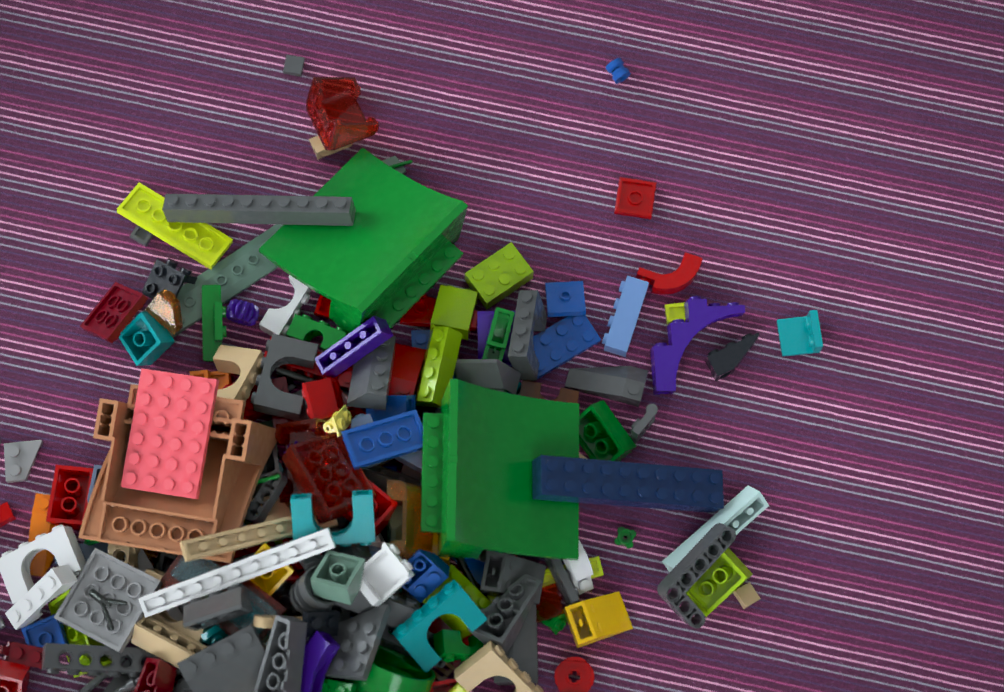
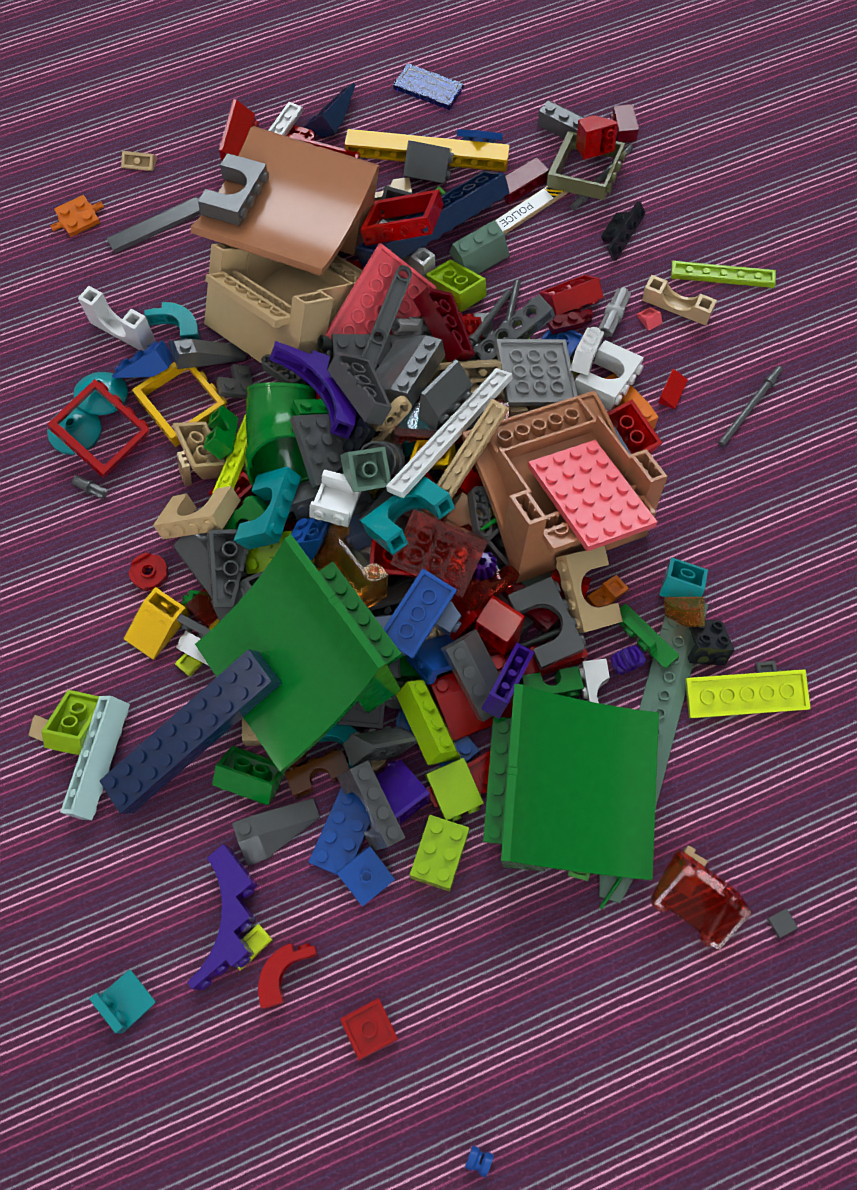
camera: 150 degrees right, 5 degrees down
(19, 459) = (694, 440): light grey wing -> none
(105, 602) = (538, 364): pearl dark grey plant -> none
(114, 312) = (726, 583): dark red plate -> none
(259, 209) = (686, 746): dark grey brick -> none
(339, 421) = (469, 609): light yellow hinge -> none
(498, 334) = (393, 781): green slope -> none
(626, 316) = (298, 898): medium blue brick -> none
(626, 542) = (170, 702): green plate -> none
(641, 426) = (216, 803): dark grey plate -> none
(693, 573) = (98, 685): dark grey beam -> none
(725, 361) = (177, 927): black slope -> none

